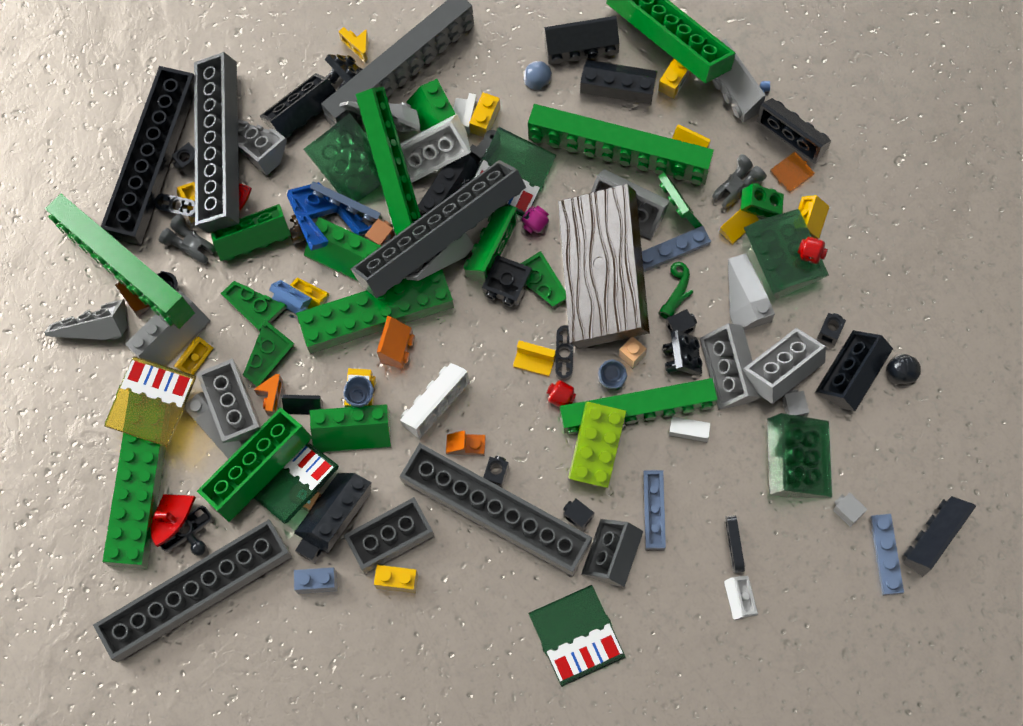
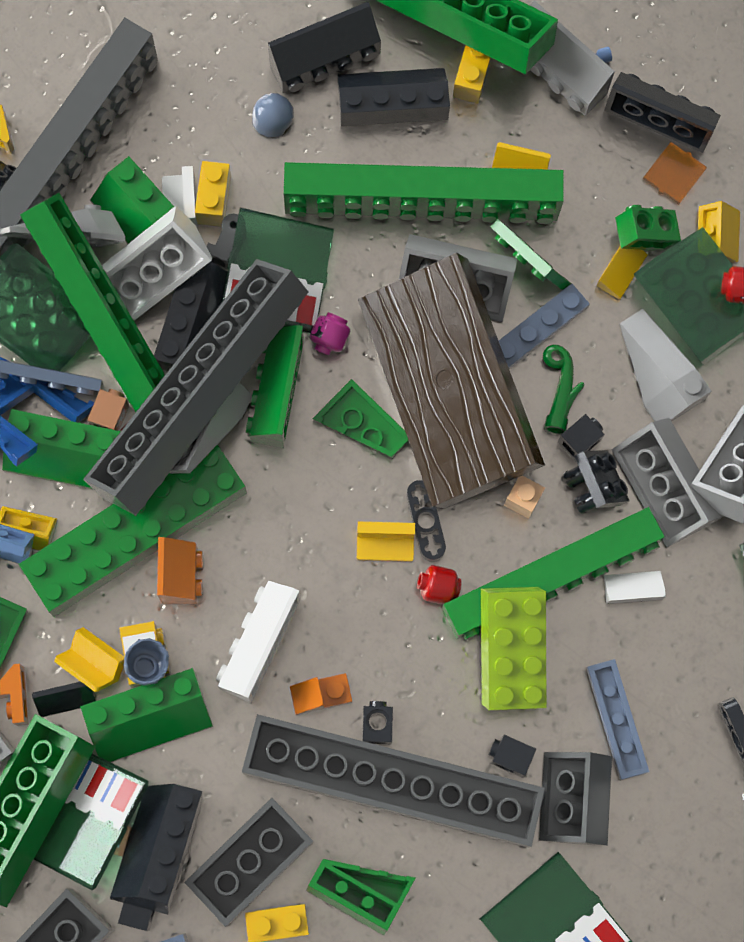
camera: 25 degrees left, 5 degrees up
(325, 384) = (91, 661): none -> yellow panel
(455, 574) = (361, 892): none -> green wedge
(506, 281) = (314, 436): black plate -> none
(612, 374) = (504, 536): sand blue hair -> none
(734, 183) = (600, 211): dark grey piece -> none

